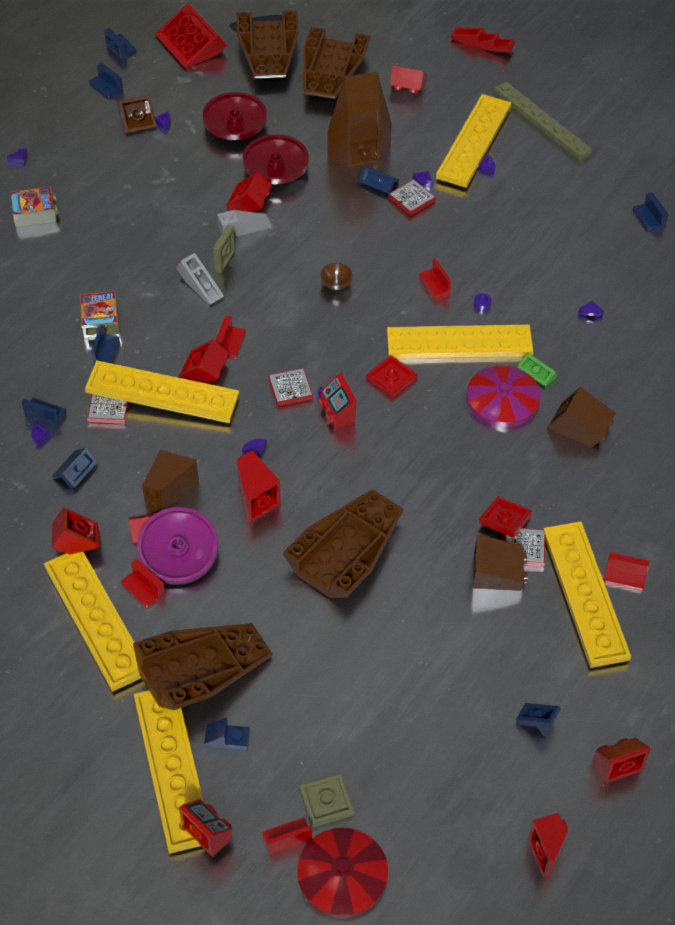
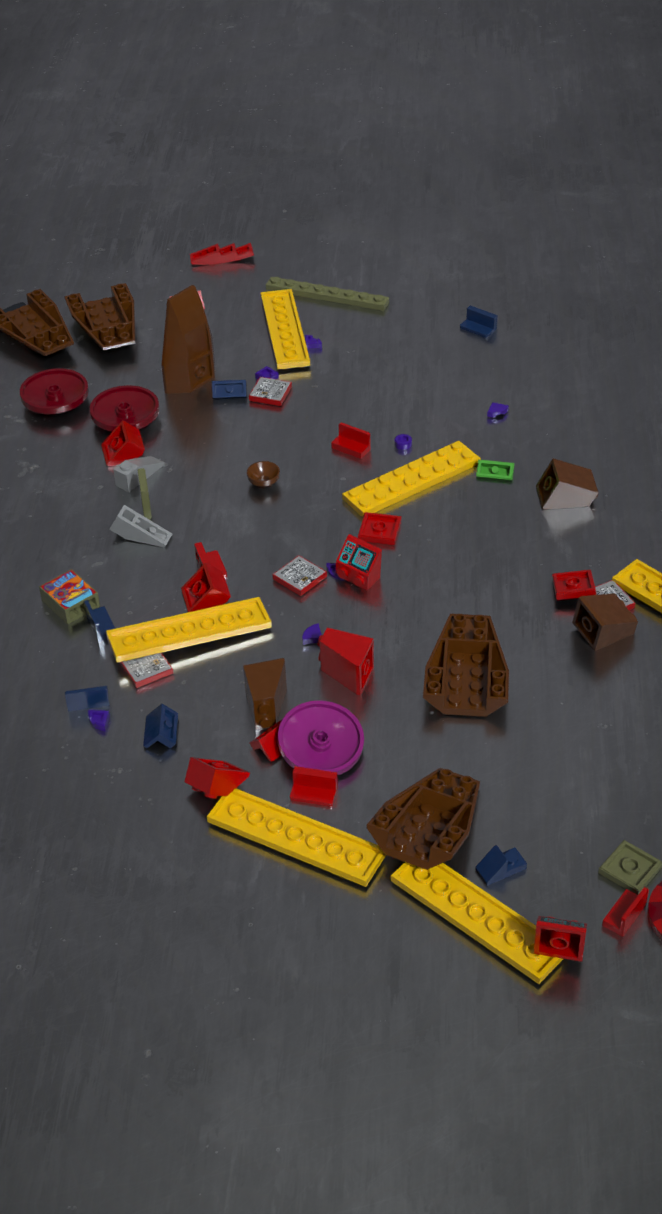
camera: 30 degrees left, 10 degrees down
(503, 396) = (486, 501): dish -> none

